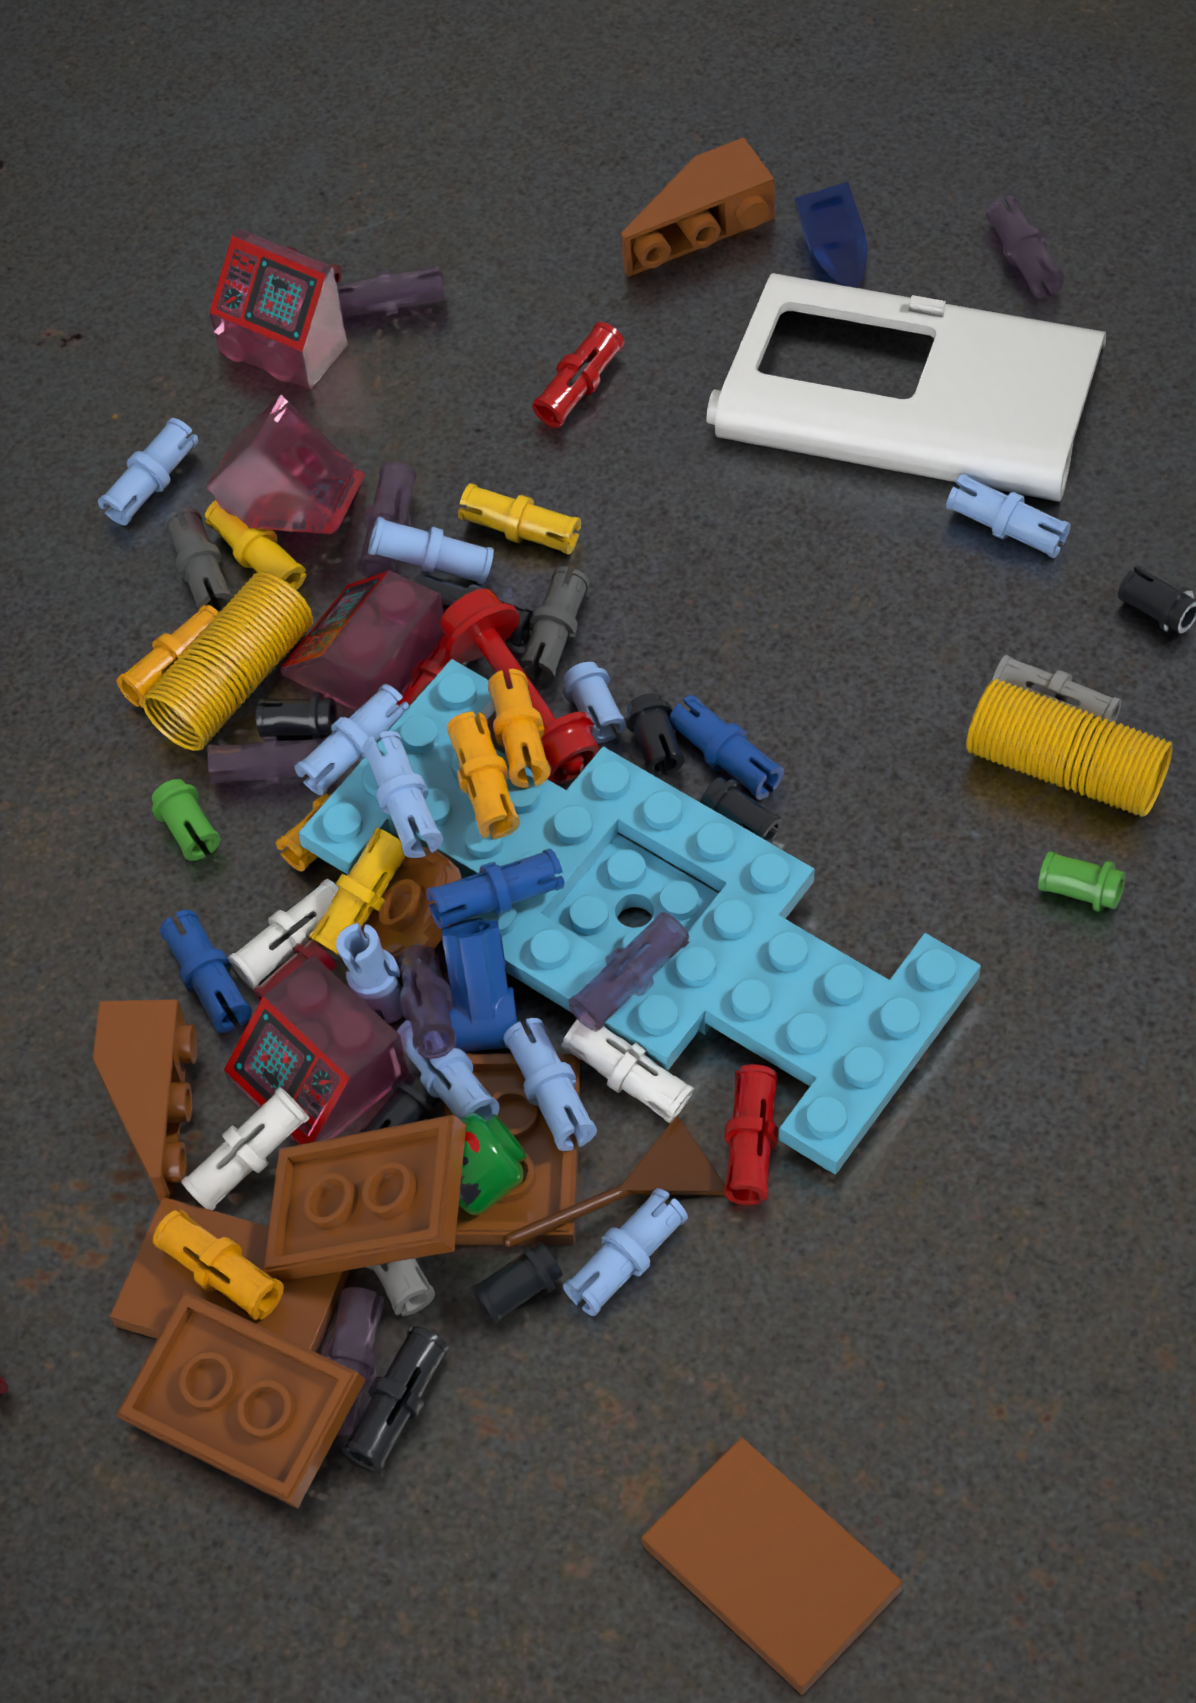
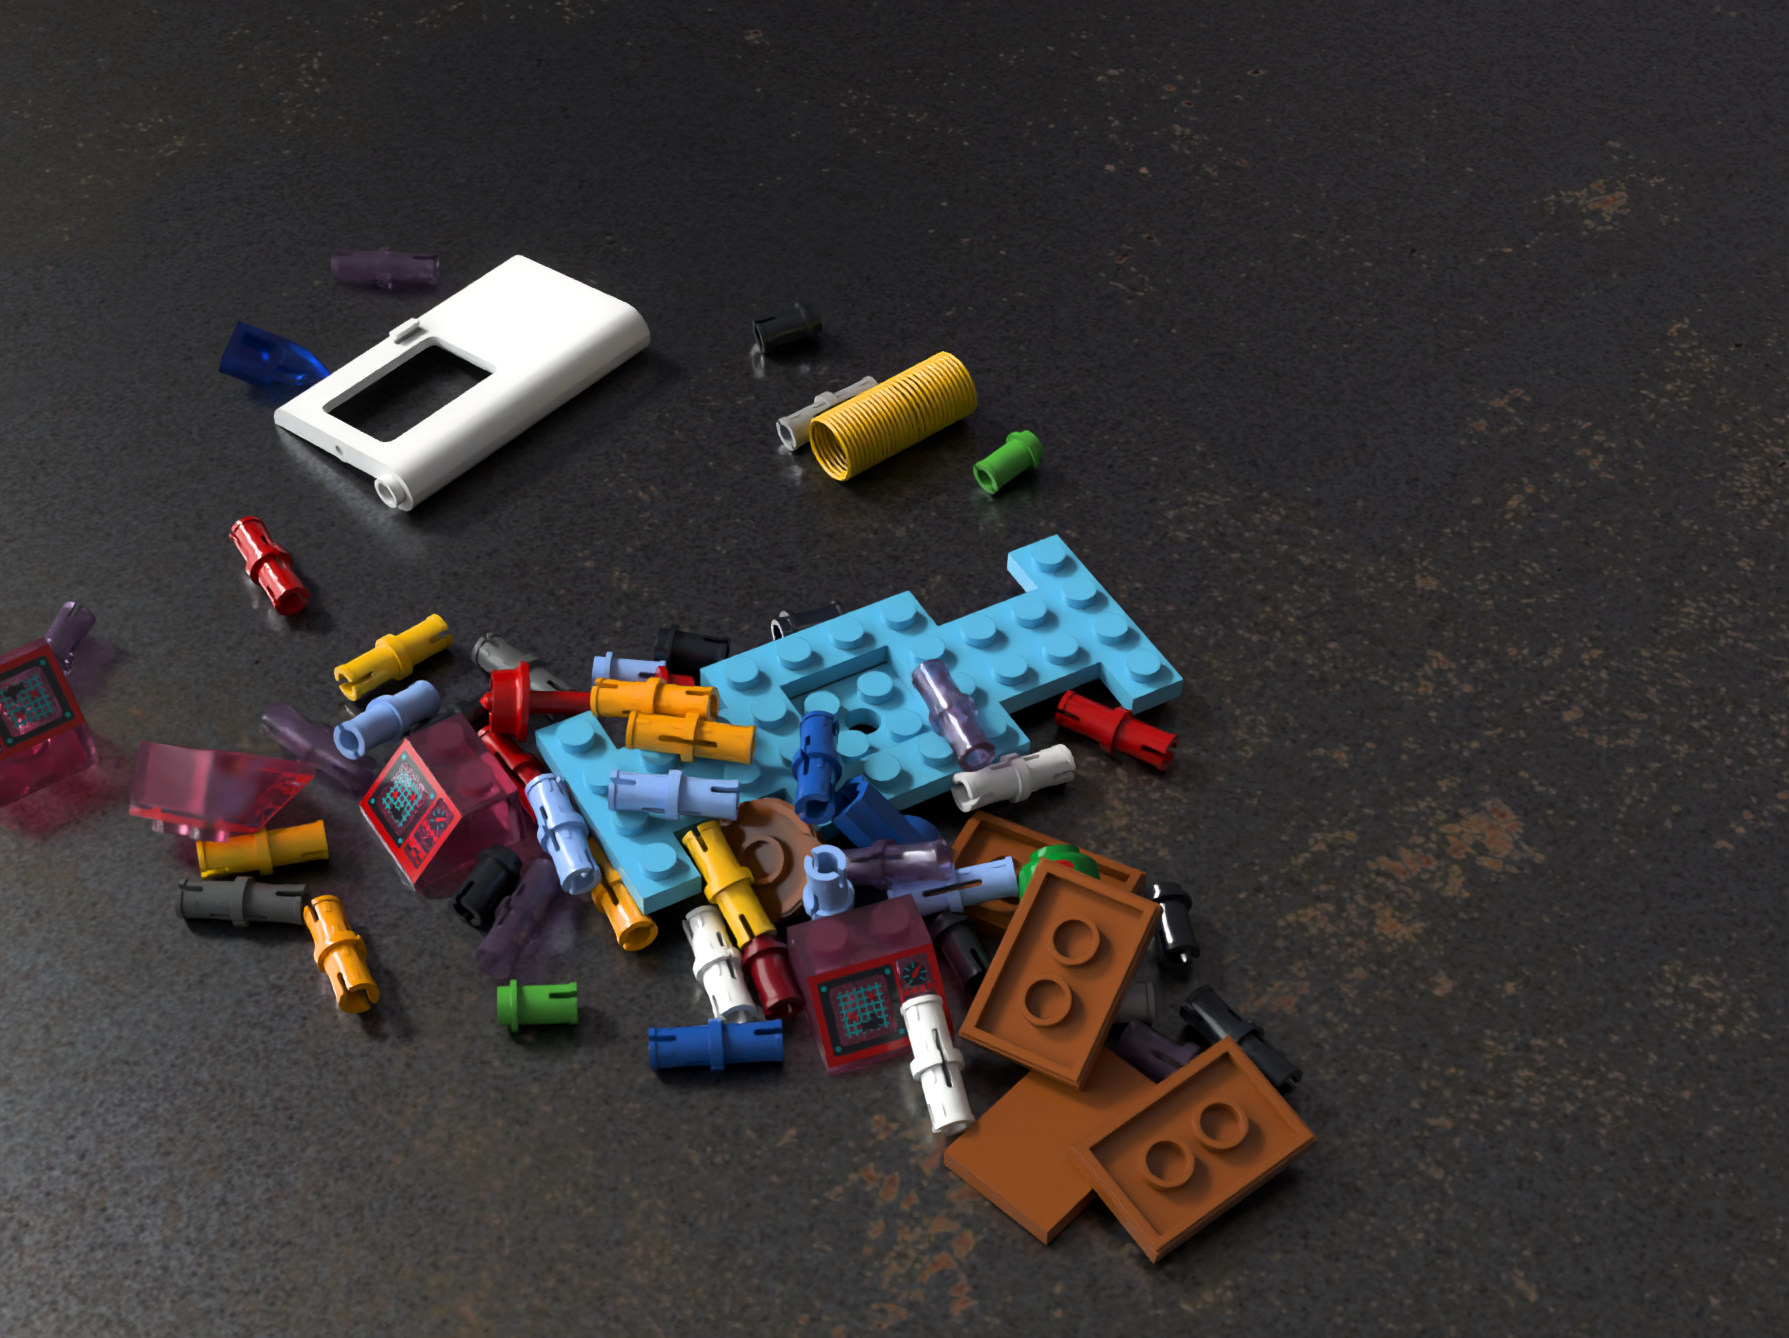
camera: 70 degrees left, 10 degrees down
(143, 1063) = (818, 1125): dark orange slope -> none
(148, 471) = (100, 903): light blue pin -> none
(218, 1264) = (1093, 1096): light orange pin -> none
(236, 653) = (391, 906): yellow piece -> none
(550, 1084) = (1005, 826): light blue pin -> none
(625, 1252) = (1180, 846): light blue pin -> none
(670, 1164) = (1117, 797): reddish brown piece -> none
(701, 205) = (164, 415): dark orange slope -> none
(726, 747) = (736, 612): blue pin -> none
(772, 1565) = (1498, 857): dark orange tile -> none
(1008, 515) = (643, 372): light blue pin -> none

